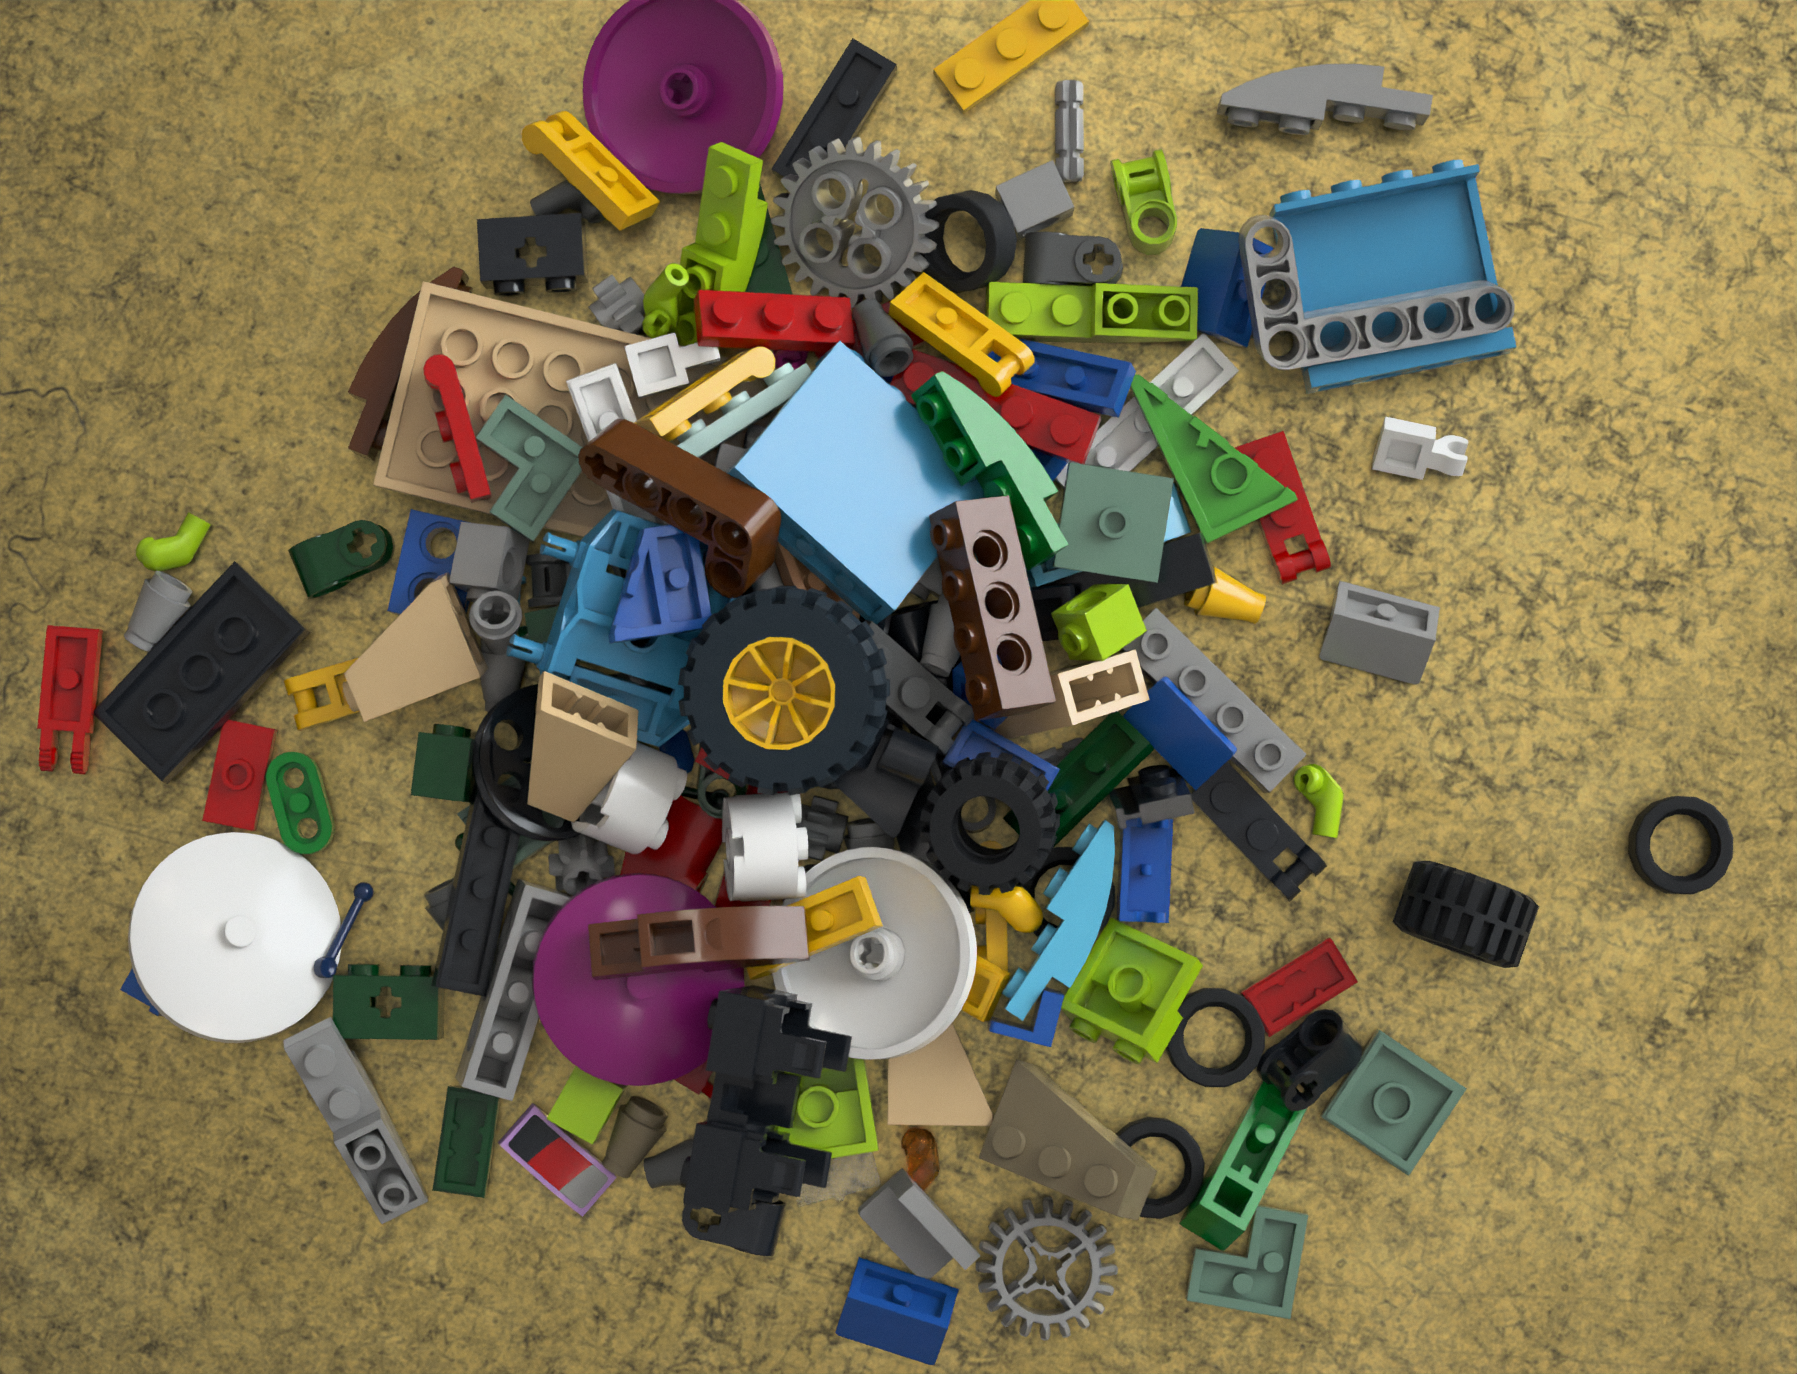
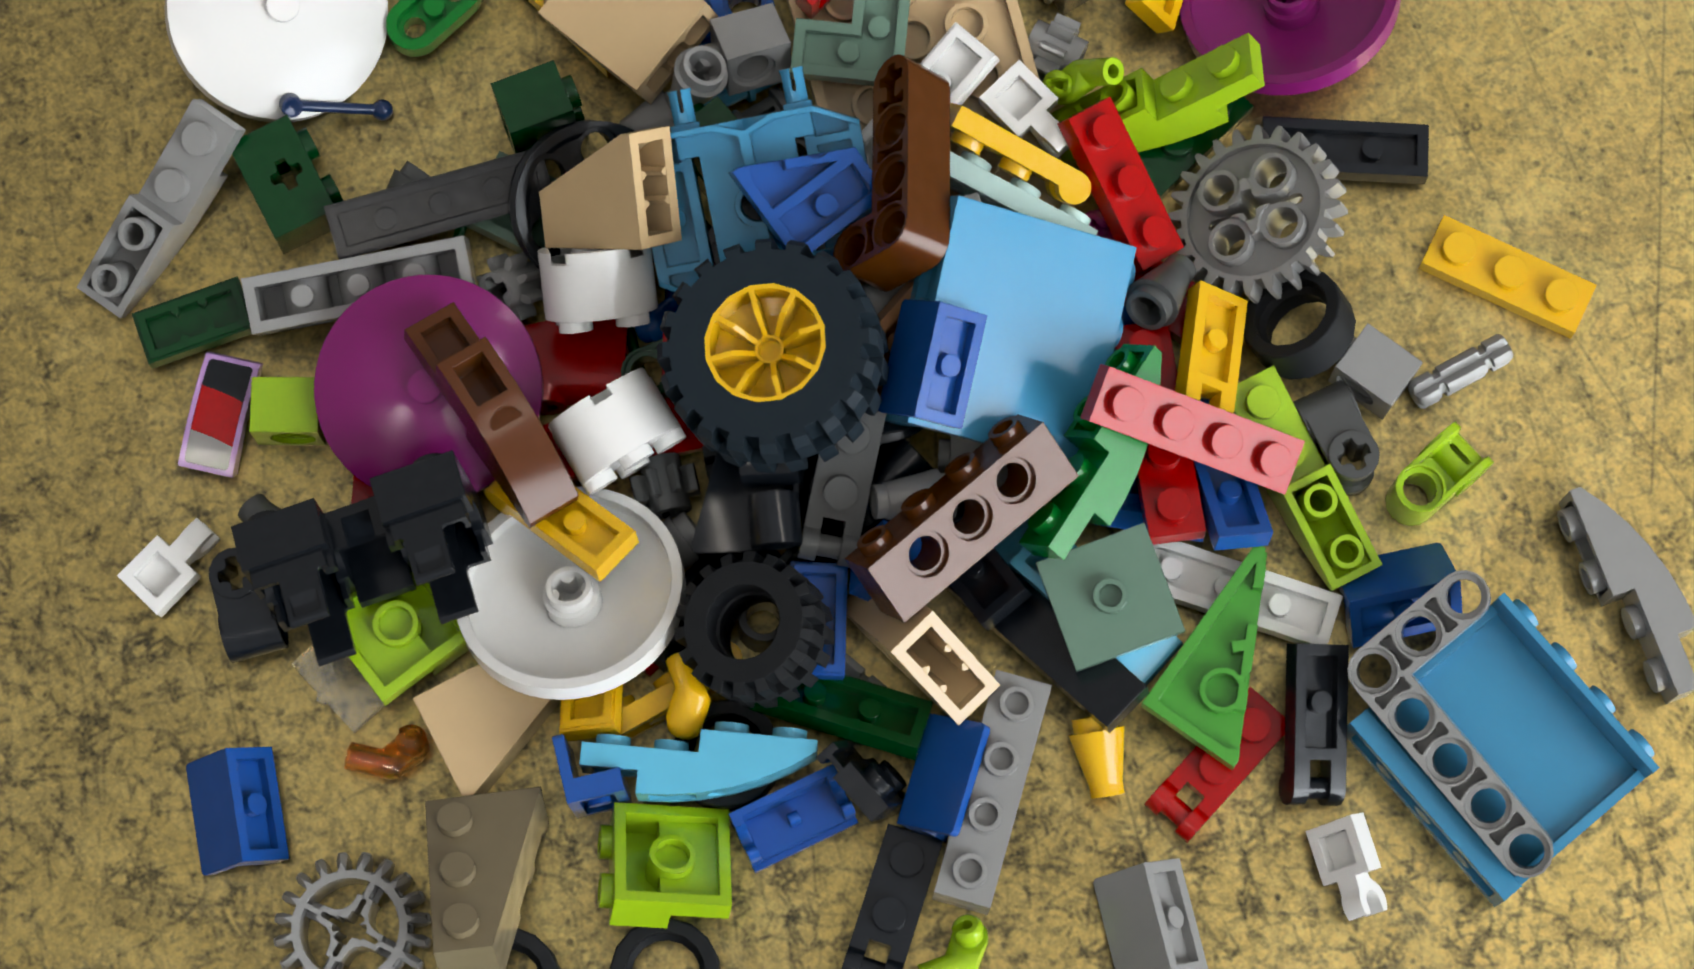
camera: 55 degrees right, 10 degrees down
(634, 1135) = (280, 472): dark tan cone -> none
(667, 1271) = (164, 571): none -> white plate
(857, 563) = (933, 362): none -> blue panel
(916, 1227) = (328, 783): light grey panel -> none
(1017, 382) = (1192, 429): none -> plate
(1098, 622) = (1005, 633): lime brick -> none
(1294, 413) = (1315, 724): none -> black plate

